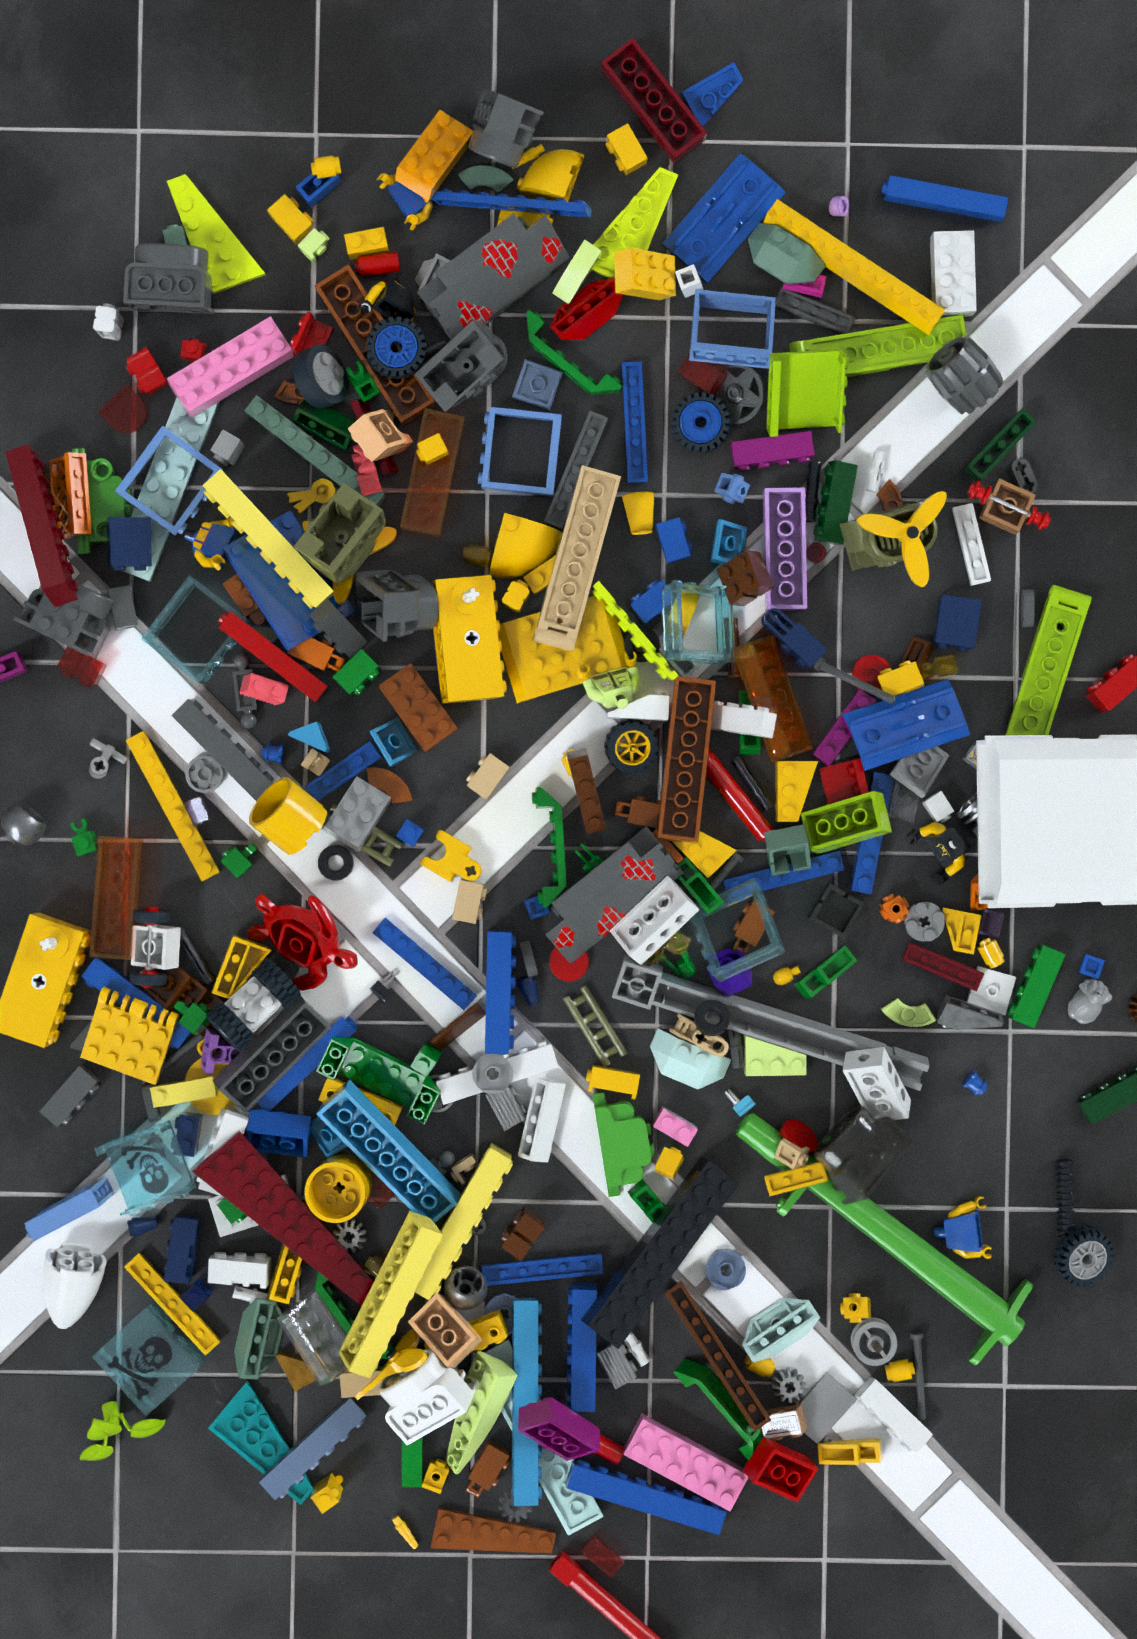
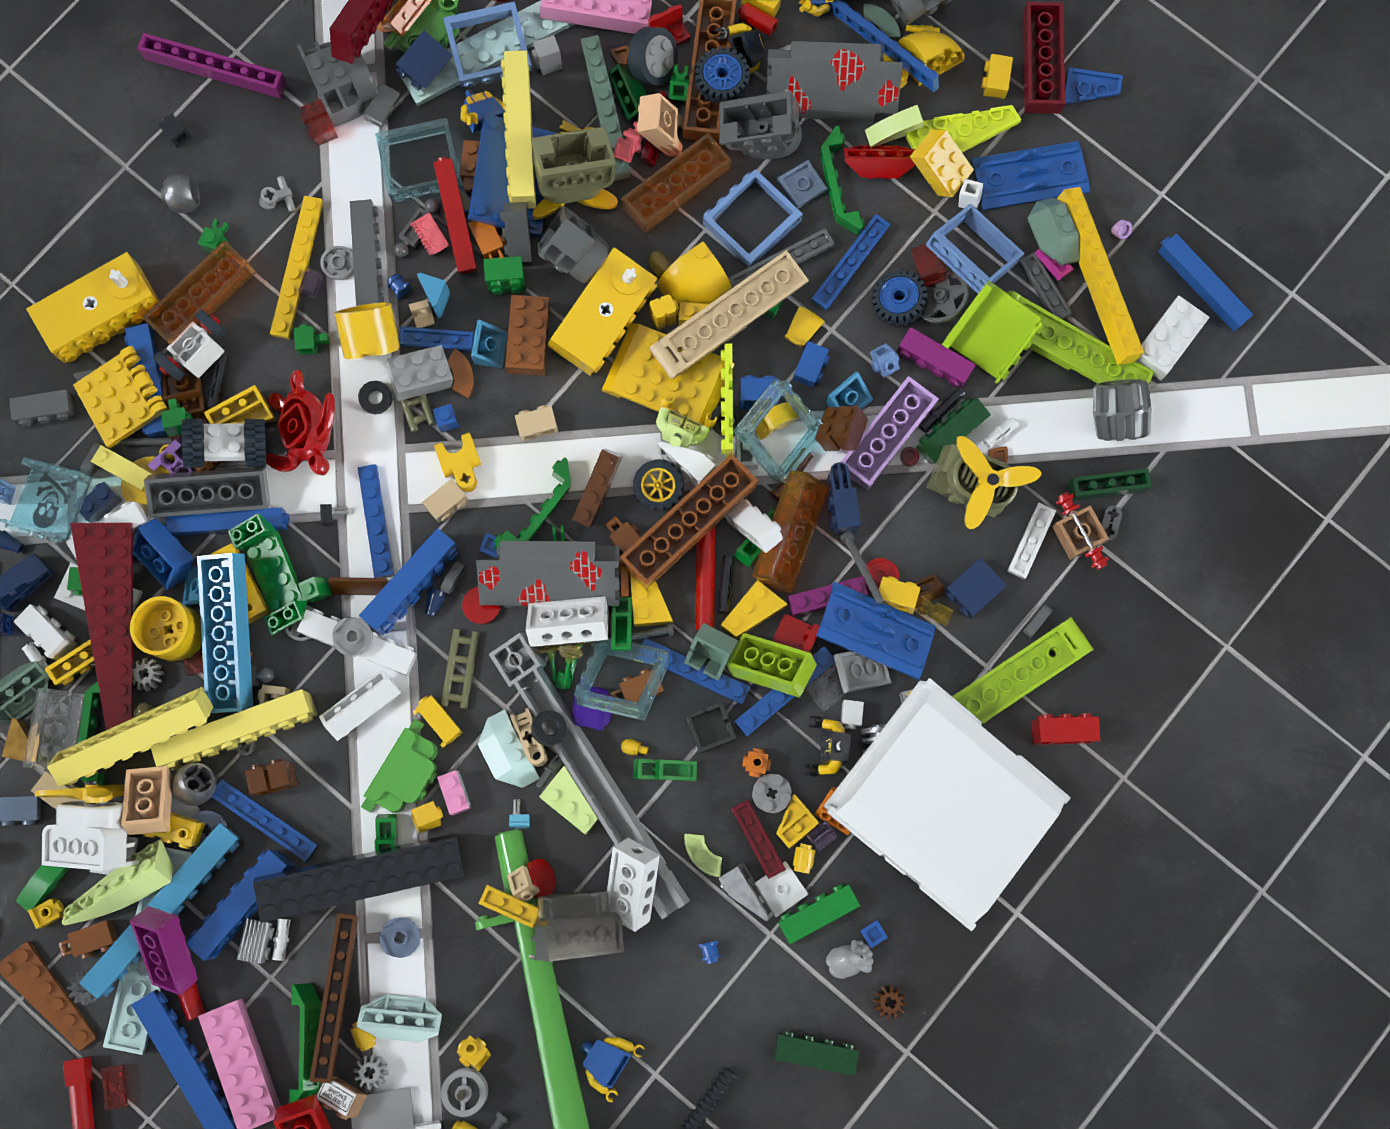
camera: 40 degrees right, 10 degrees down
(431, 449) = (688, 161): yellow brick -> none
(507, 1108) = (343, 673): light grey brick -> none

